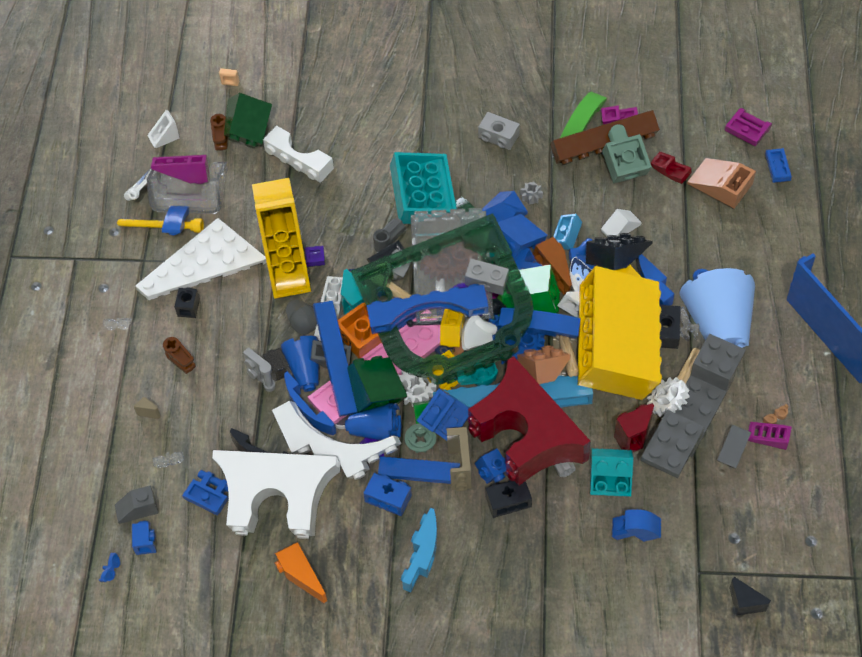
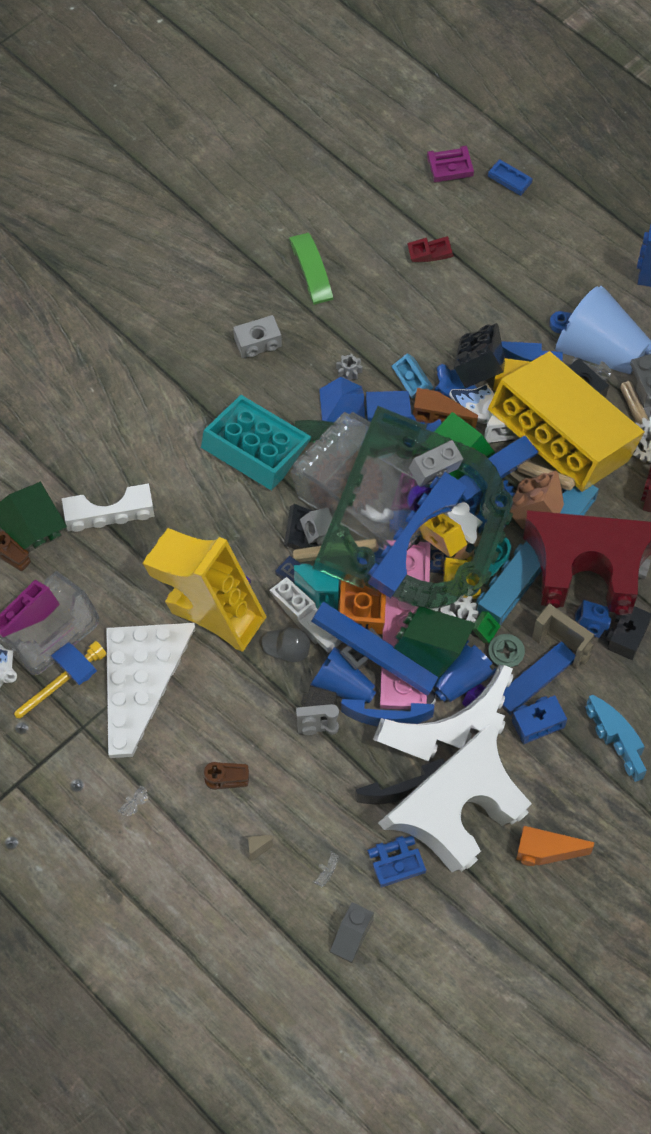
camera: 50 degrees left, 5 degrees up
(109, 573) = (393, 997): blue piece -> none
(143, 538) = (392, 951): blue brick -> none
(184, 308) = (182, 731): black brick -> none
(387, 235) = (275, 508): dark grey piece -> none
(443, 412) = (512, 612): blue slope -> none
(593, 140) = (352, 268): reddish brown brick -> none
(613, 114) = (340, 239): magenta slope -> none
(620, 222) = (448, 333): white slope -> none
(625, 155) = (392, 260): sand green brick -> none
(723, 180) = (485, 225): nougat slope -> none

